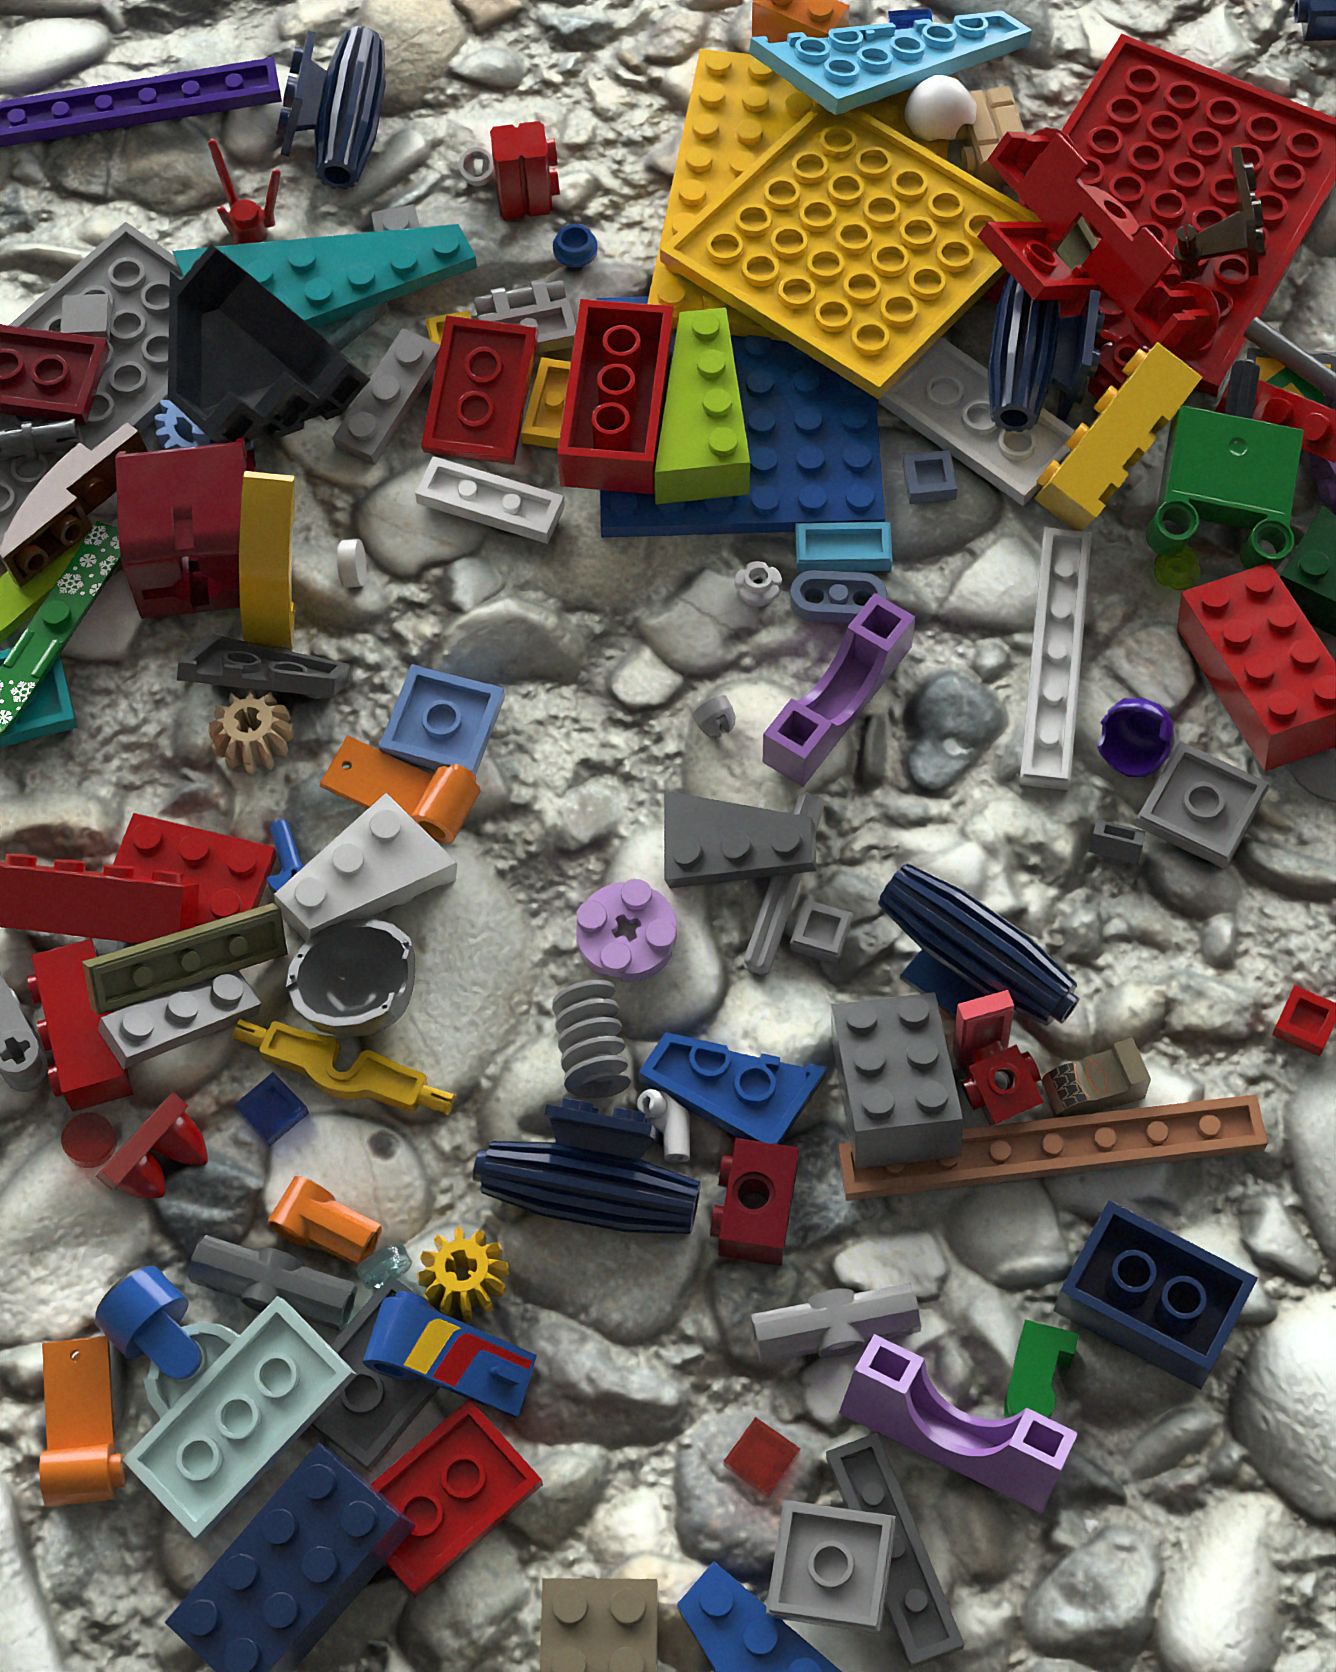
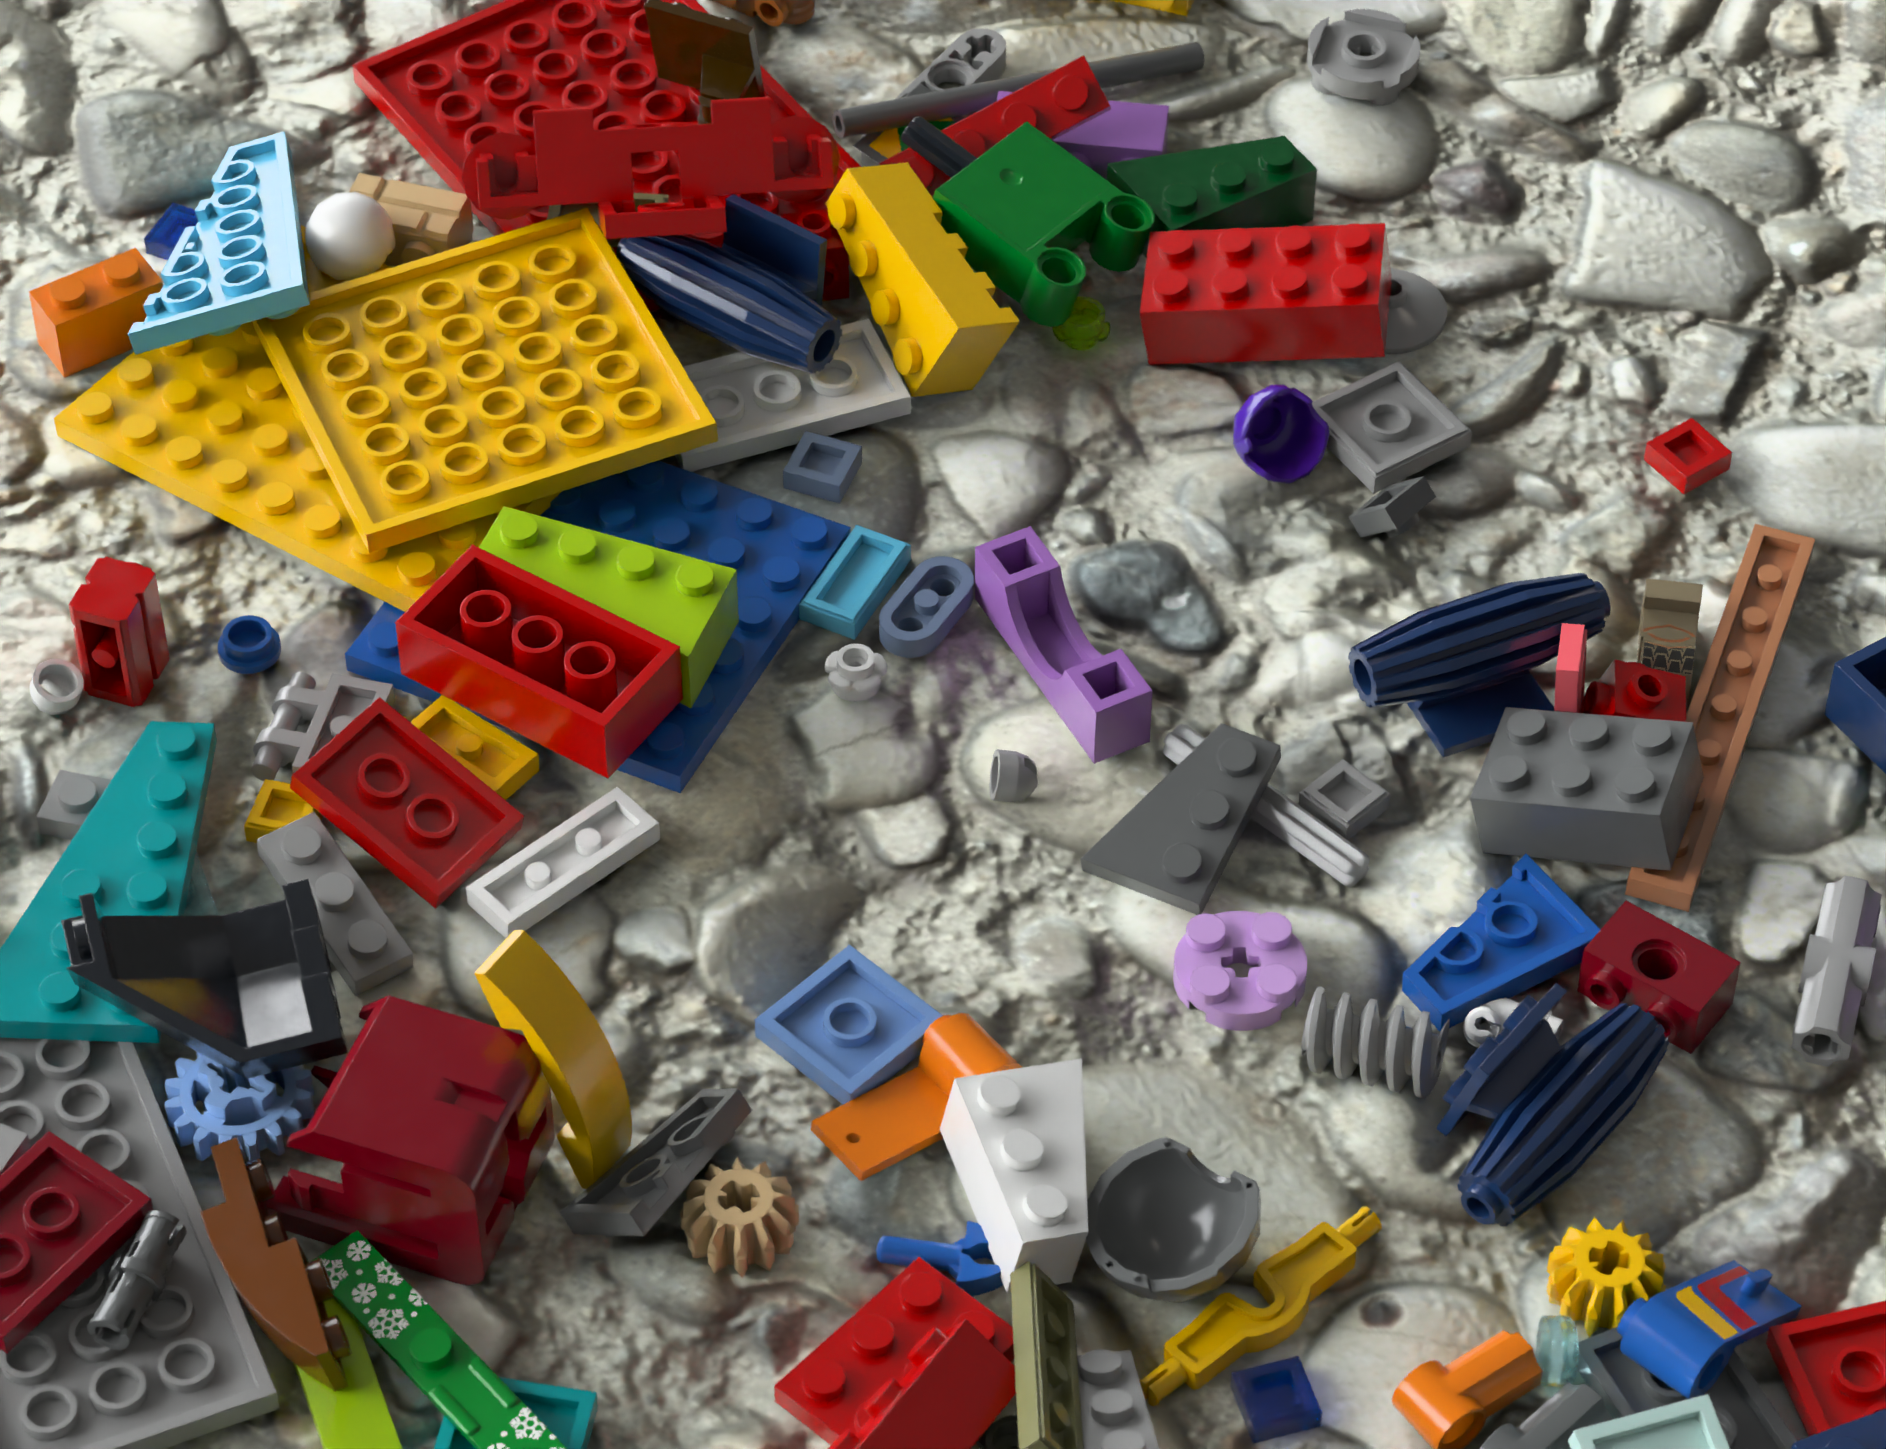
camera: 65 degrees left, 15 degrees down
(1055, 659) = (1124, 468): white tile -> none

